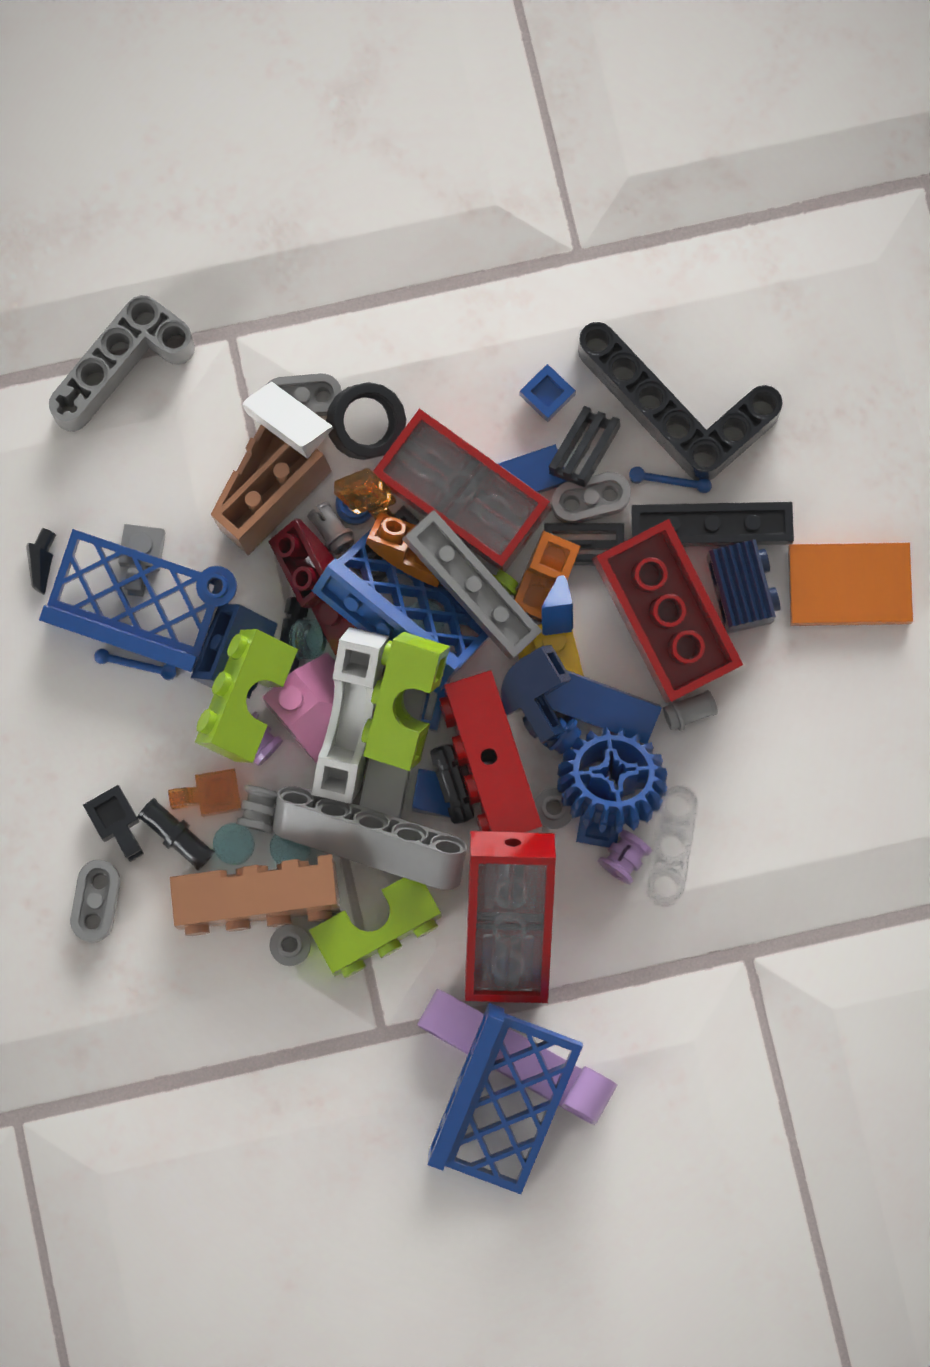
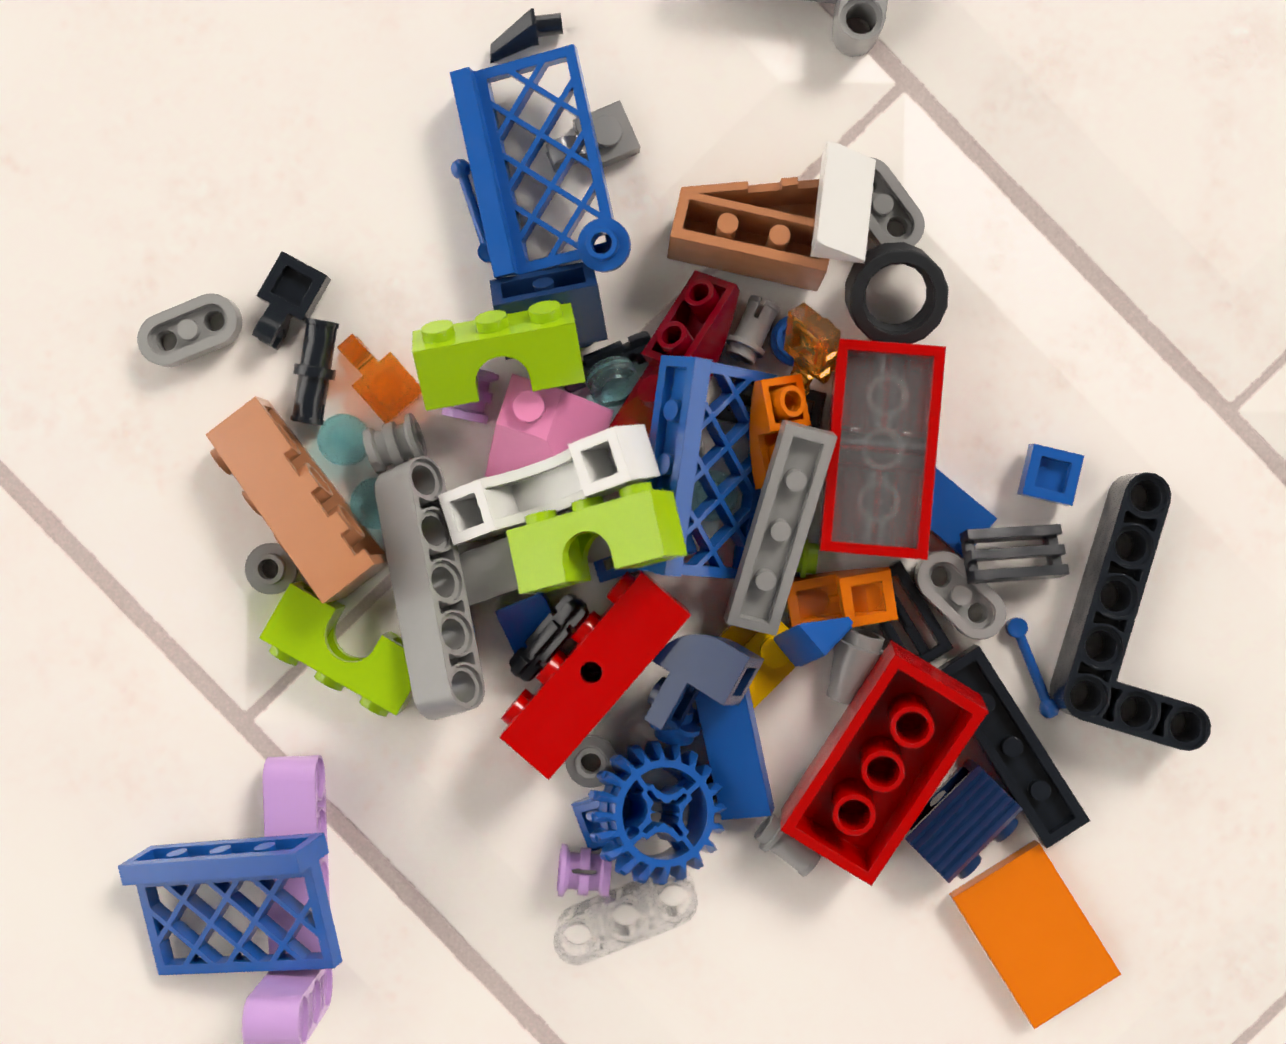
camera: 50 degrees right, 10 degrees up
(509, 916) = (431, 801): brick -> none
(592, 594) = (852, 663): none -> light grey cone

